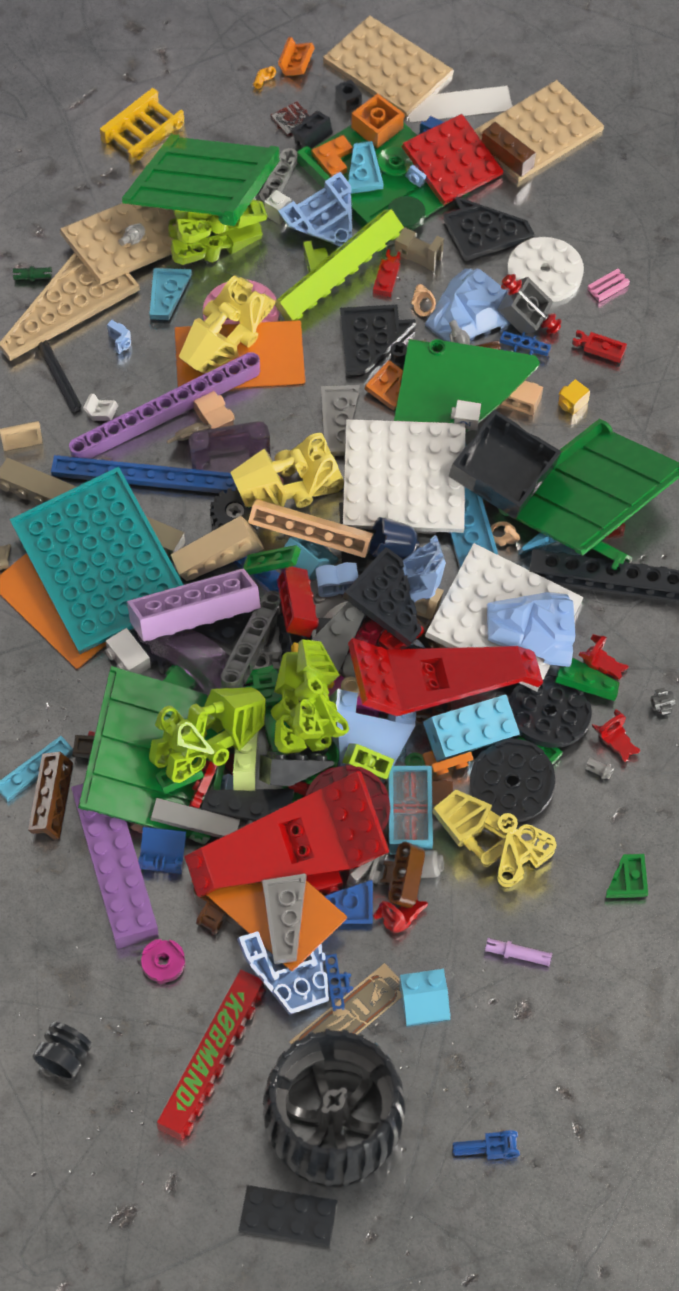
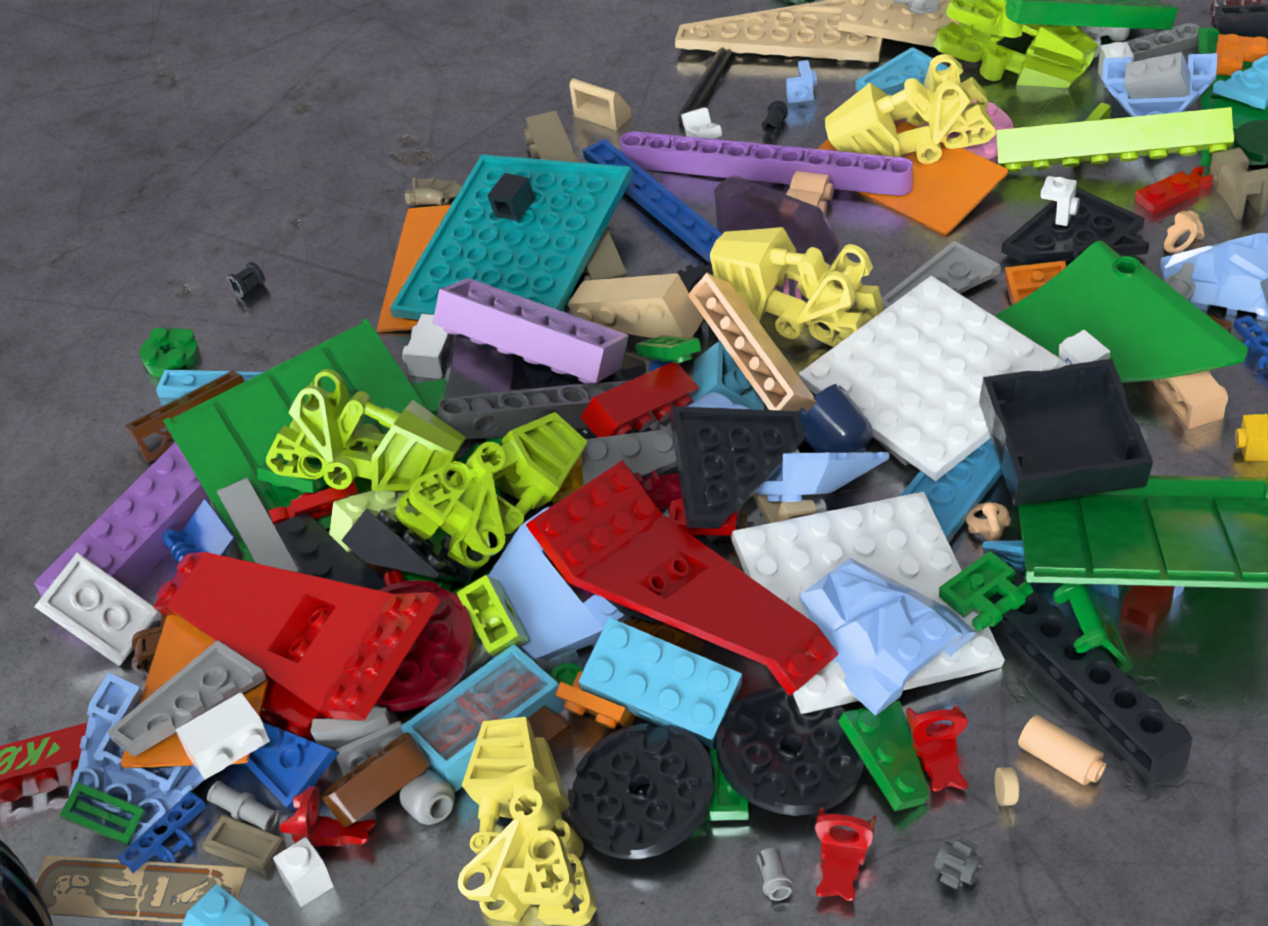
camera: 55 degrees right, 15 degrees down
(75, 534) = (511, 197): none -> black brick
(127, 367) = (777, 112): none -> black pin
(163, 973) = (60, 667): dark pink plate -> none
(166, 922) = (96, 608): none -> white tile
(292, 1004) = (130, 826): none -> green tile
(325, 208) = (1158, 77): none -> light grey brick
(329, 915) = (222, 735): none -> white brick
(352, 940) = (243, 806): none -> light grey pin
(355, 321) = (1064, 193): none -> white bracket
(372, 955) = (243, 844): none -> dark tan tile
(419, 939) = (303, 872): none -> white brick
(547, 571) = (978, 583): none -> green plate
(644, 653) = (1006, 786): none -> tan tile
(648, 619) = (1062, 750): none -> light nougat brick

